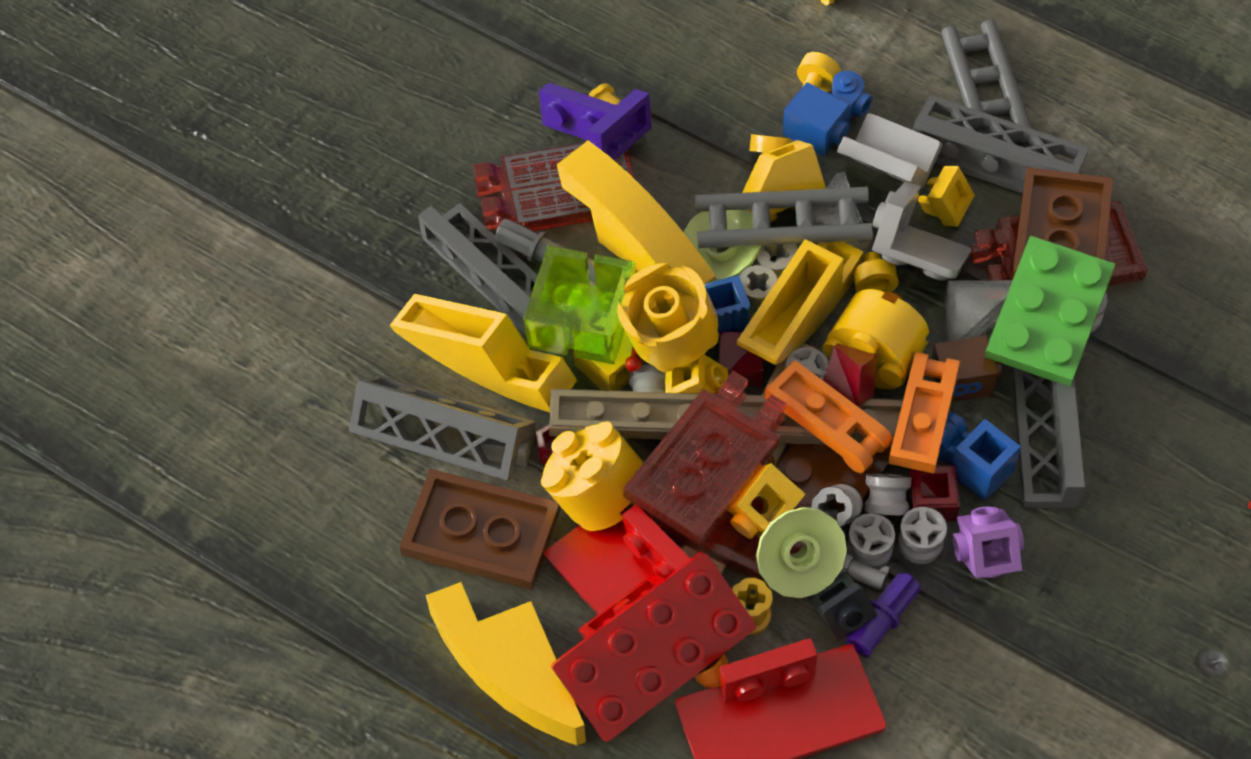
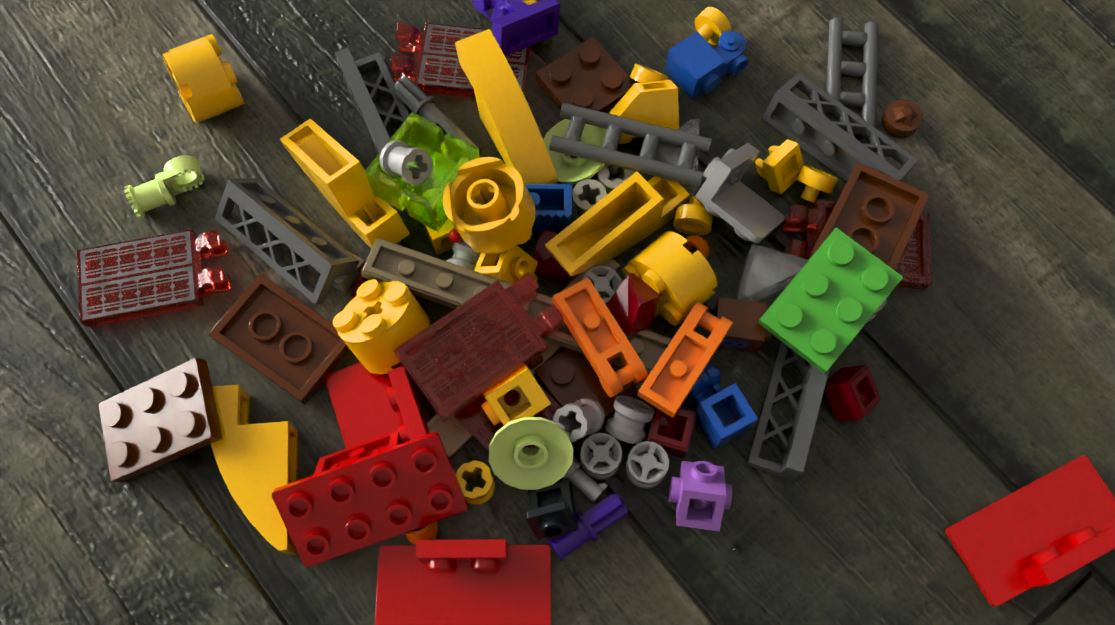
camera: 15 degrees right, 10 degrees up
(280, 285) = (203, 79): none -> yellow brick
(289, 400) = (165, 185): none -> yellowish green connector
(302, 511) = (148, 276): none -> clear red tile
(387, 646) = (159, 420): none -> plate
(570, 296) = (406, 162): none -> light grey bush
(700, 165) = (585, 78): none -> reddish brown plate
(892, 150) = (749, 112): light grey panel -> none
(989, 201) = (815, 181): none -> yellow tile
(1056, 111) = (902, 118): none -> reddish brown tile
(1105, 401) = (852, 393): none -> dark red slope

